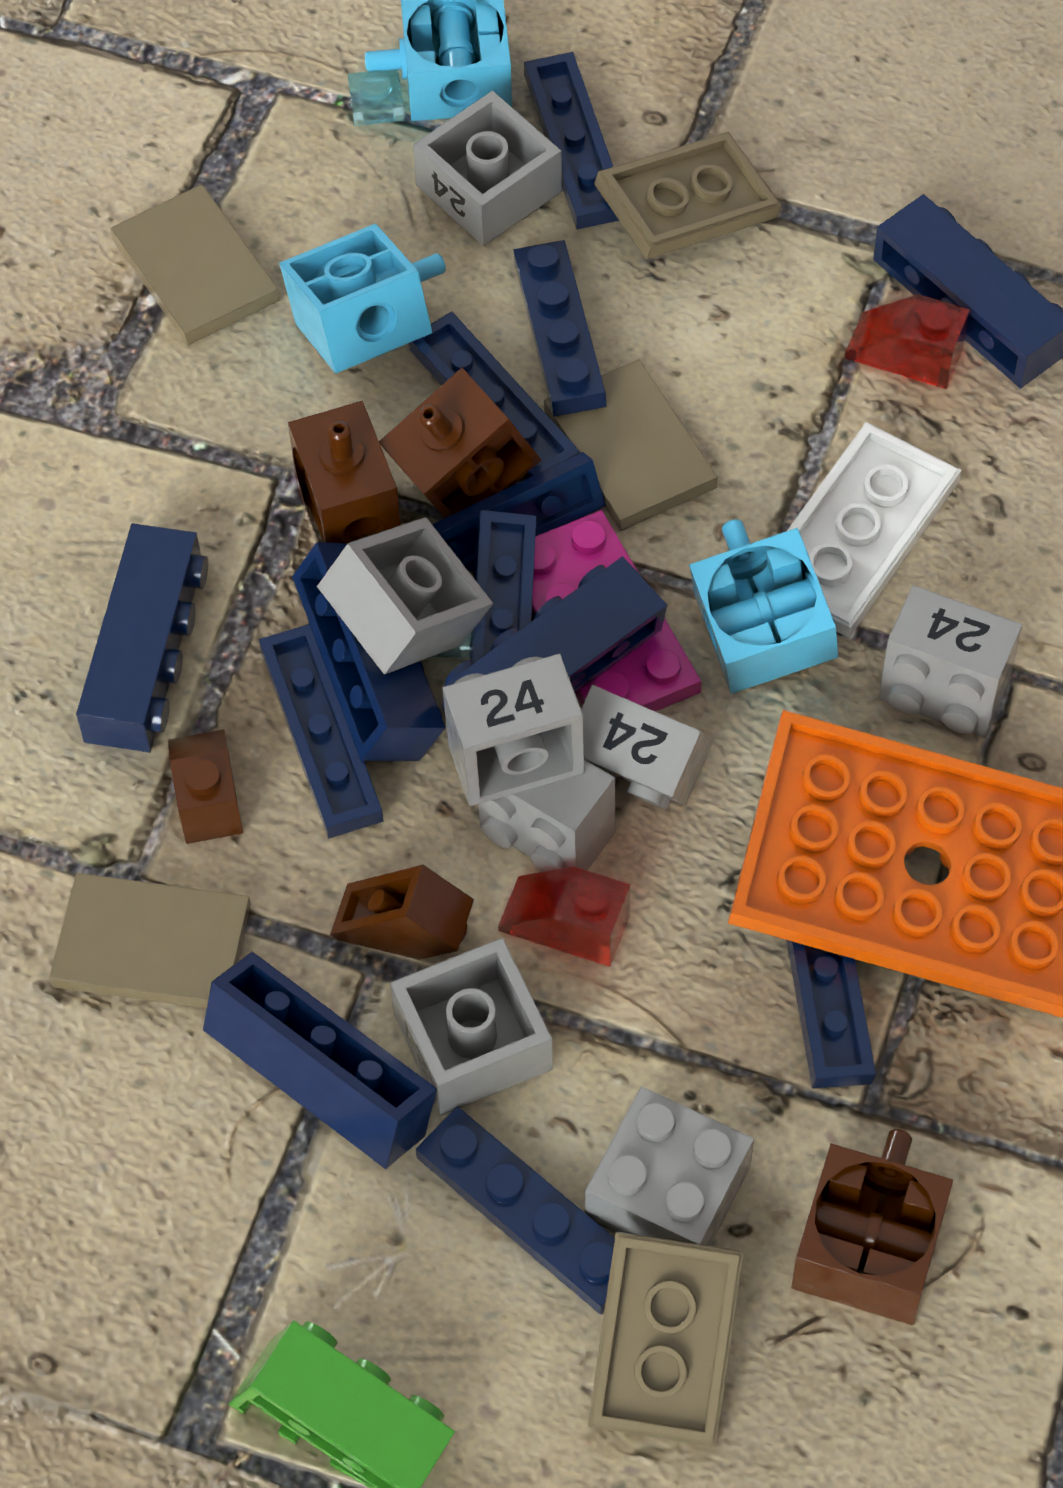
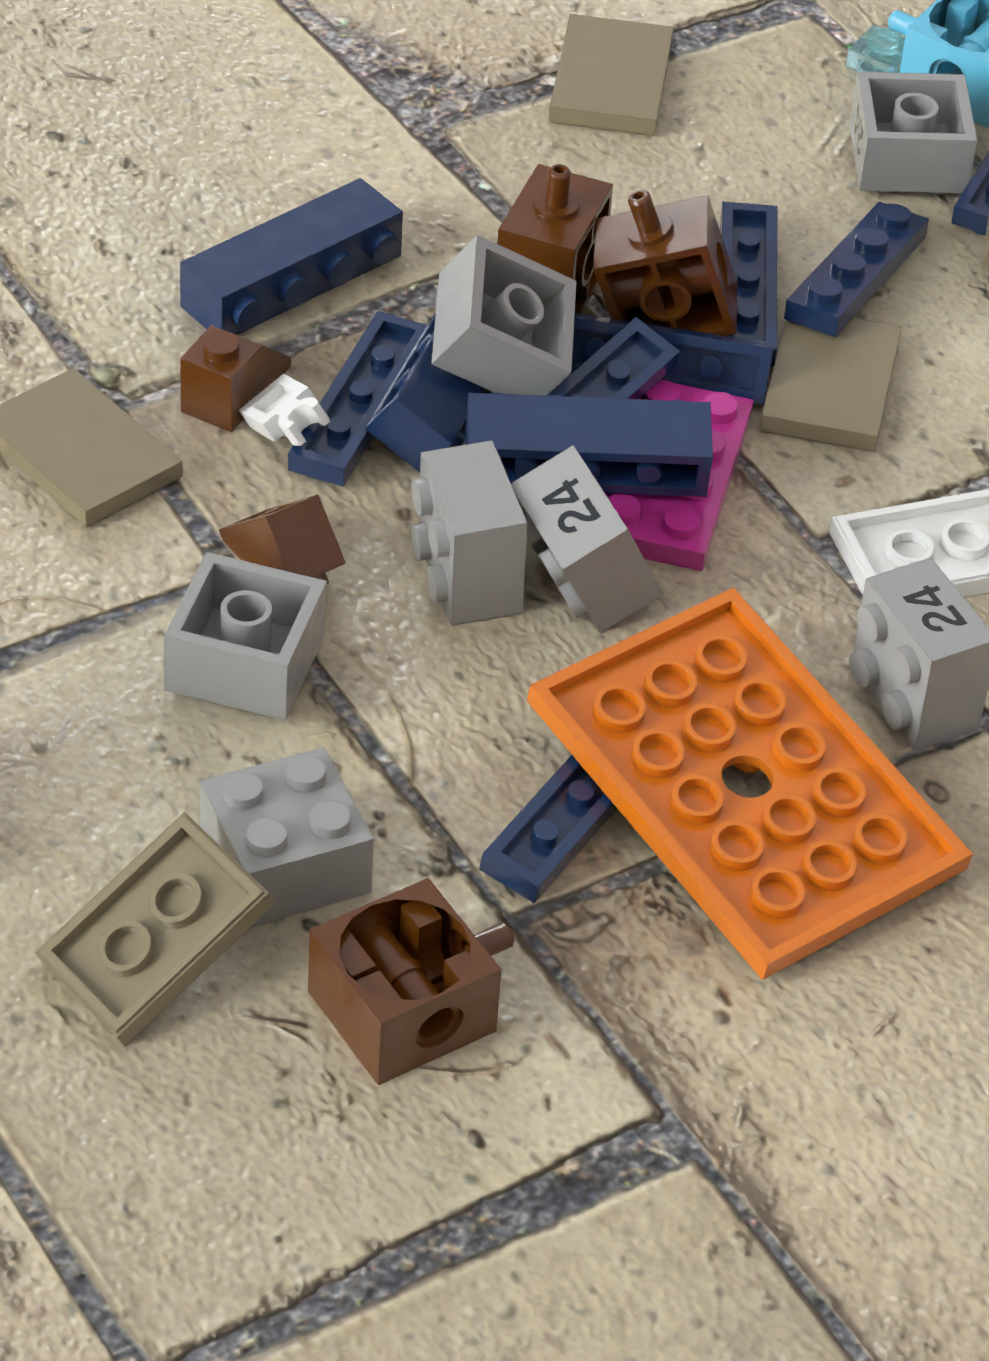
camera: 35 degrees right, 15 degrees down
(284, 789) = (284, 410): none -> white plate
(319, 1059) = (105, 581): dark blue brick -> none
(359, 296) = (732, 153): medium azure piece -> none
(514, 728) = (463, 416): light grey brick -> none
(521, 1205) = (154, 762): dark blue plate -> none
(569, 912) = (420, 632): clear red slope -> none
(763, 607) = (802, 526): medium azure piece -> none

